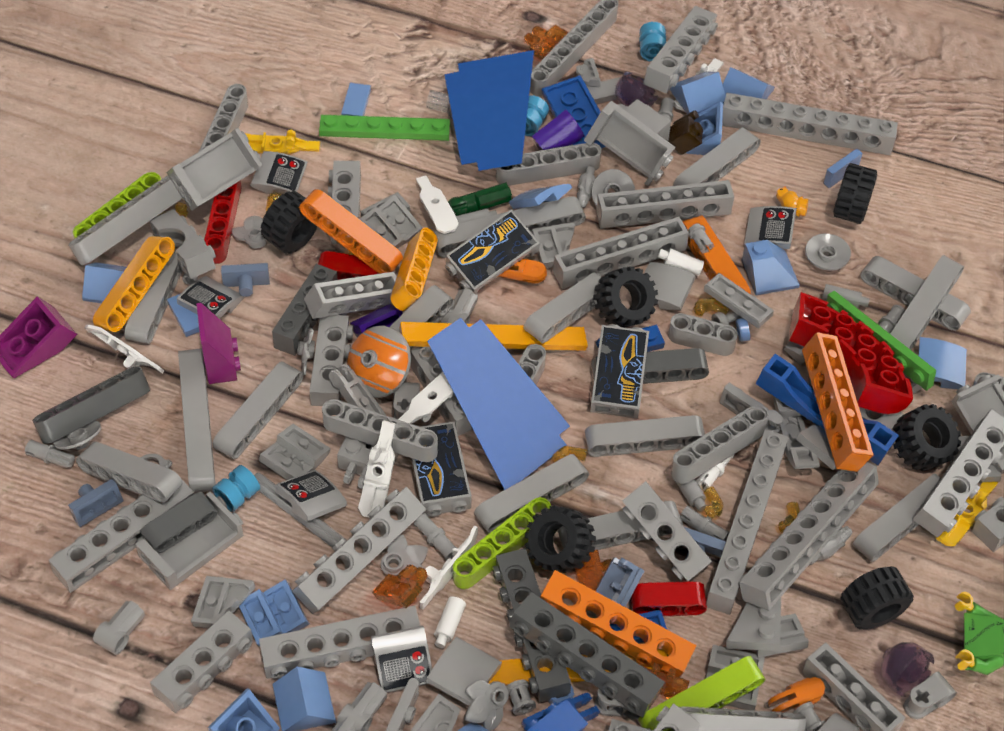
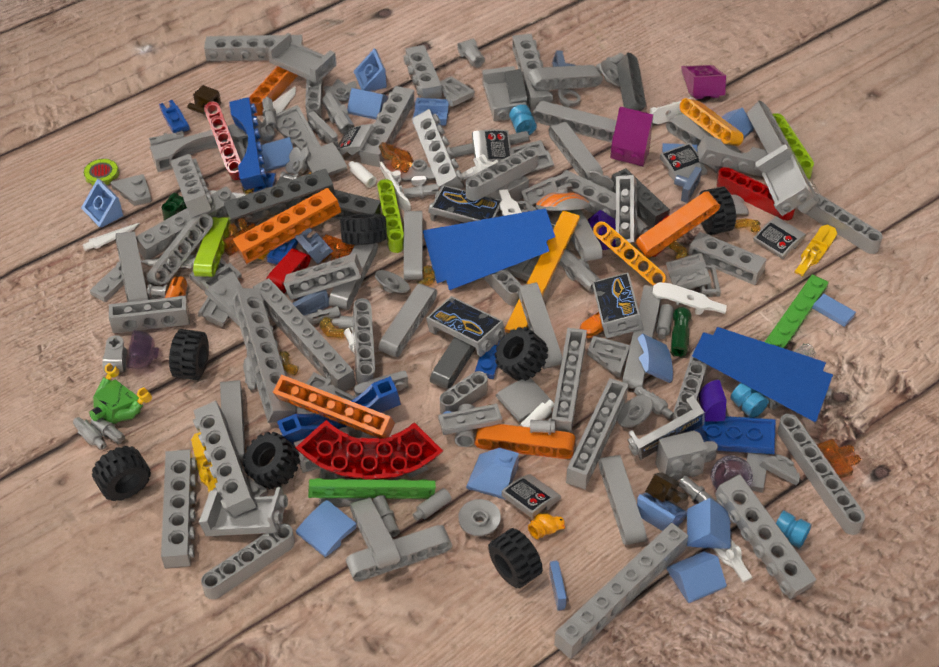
camera: 125 degrees right, 5 degrees down
(606, 478) = (392, 282): none -> light grey dish

